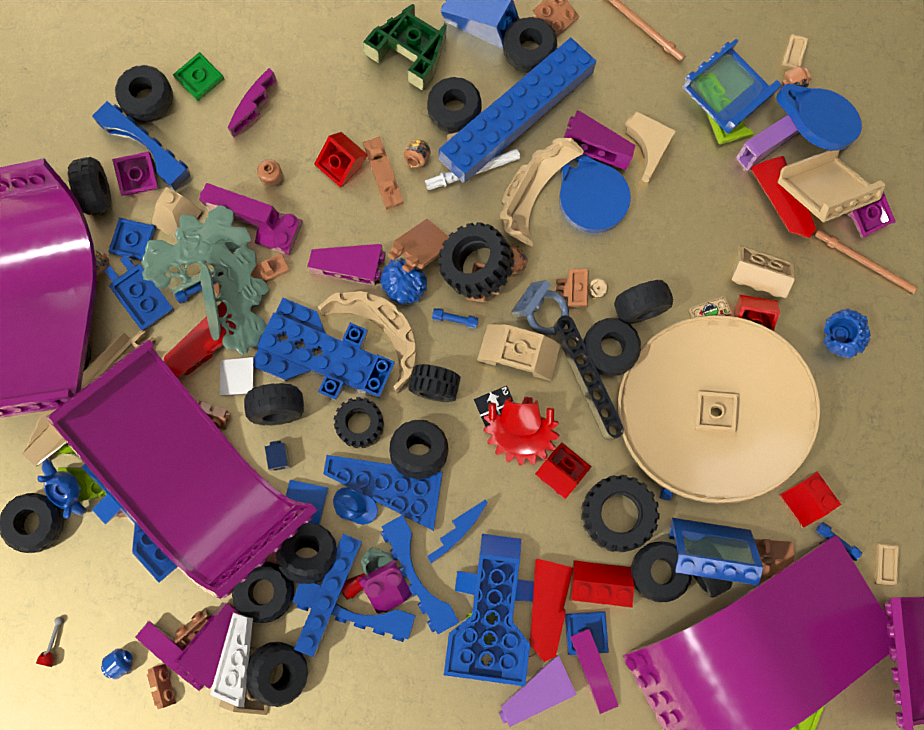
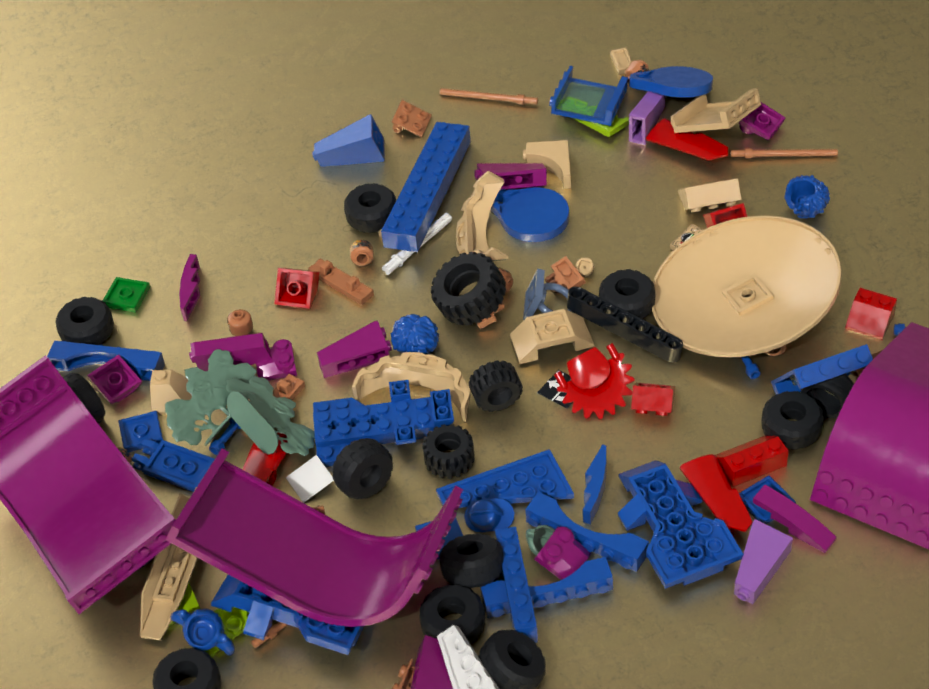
camera: 25 degrees left, 30 degrees down
(277, 456) = (391, 514): dark blue brick -> none
(352, 587) = (533, 573): red cone -> none
(413, 40) = (301, 182): dark green wedge -> none
(414, 465) = (516, 439): black tyre -> none
(419, 245) = (412, 302): nougat tile -> none
(439, 315) = (462, 348): blue bar -> none
(528, 30) = (403, 143): black tyre -> none
(641, 498) = (722, 416): black tyre -> none
(643, 301) = (629, 248): black tyre -> none

